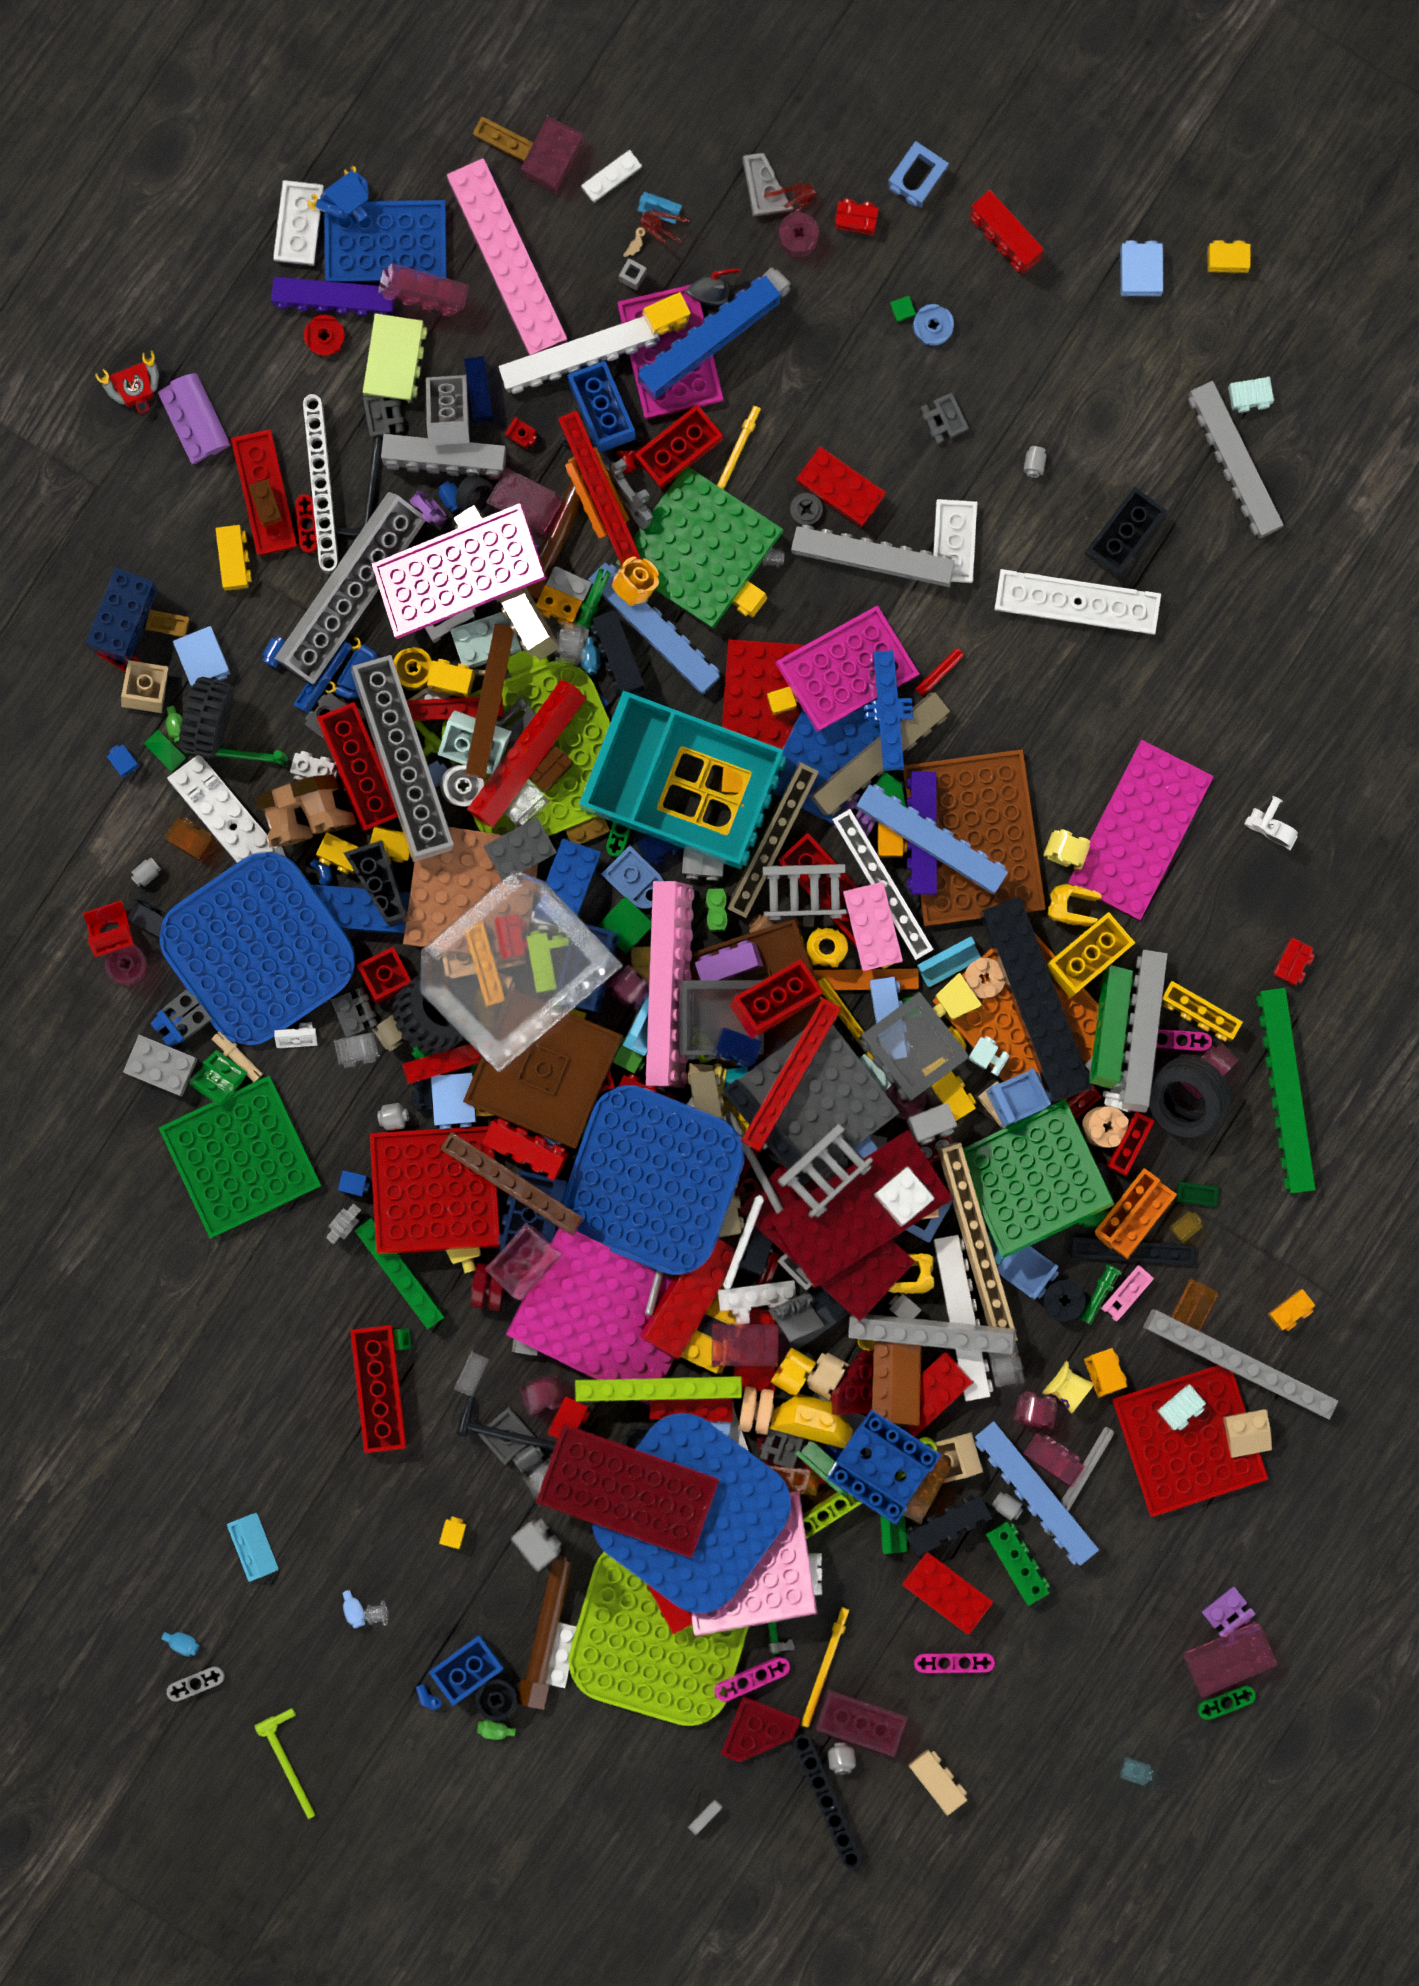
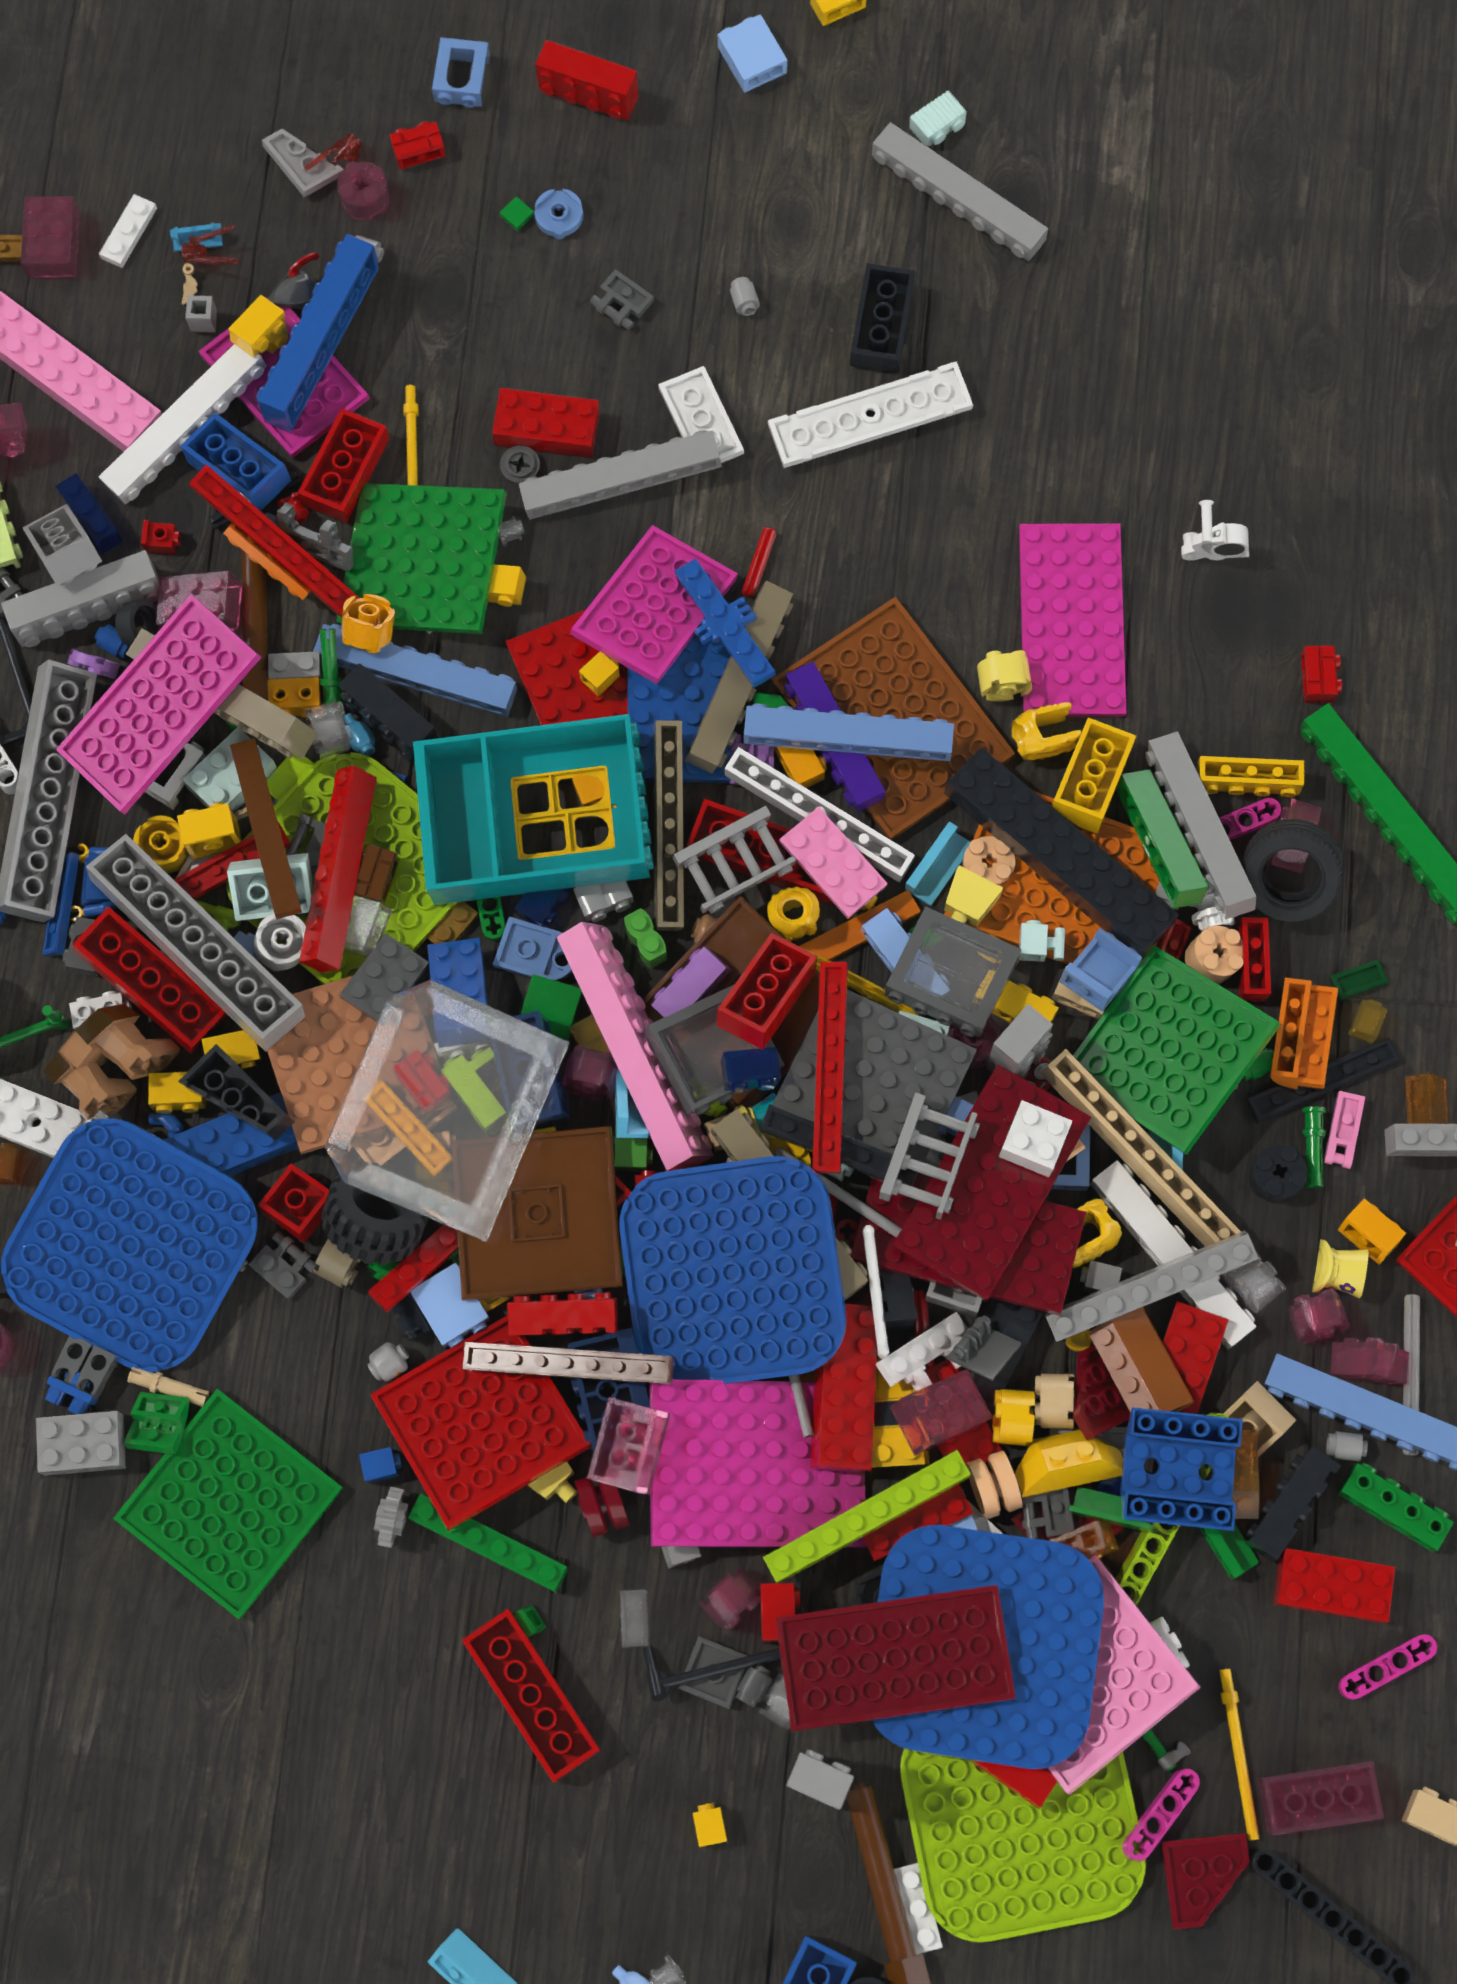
camera: 25 degrees left, 10 degrees down
(296, 1038) = (225, 1330): white hinge -> none
(357, 1049) = (307, 1305): clear brick -> none
(841, 1758) = (1320, 1856): light grey head -> none
(1028, 1271) = (1220, 1163): medium blue panel -> none

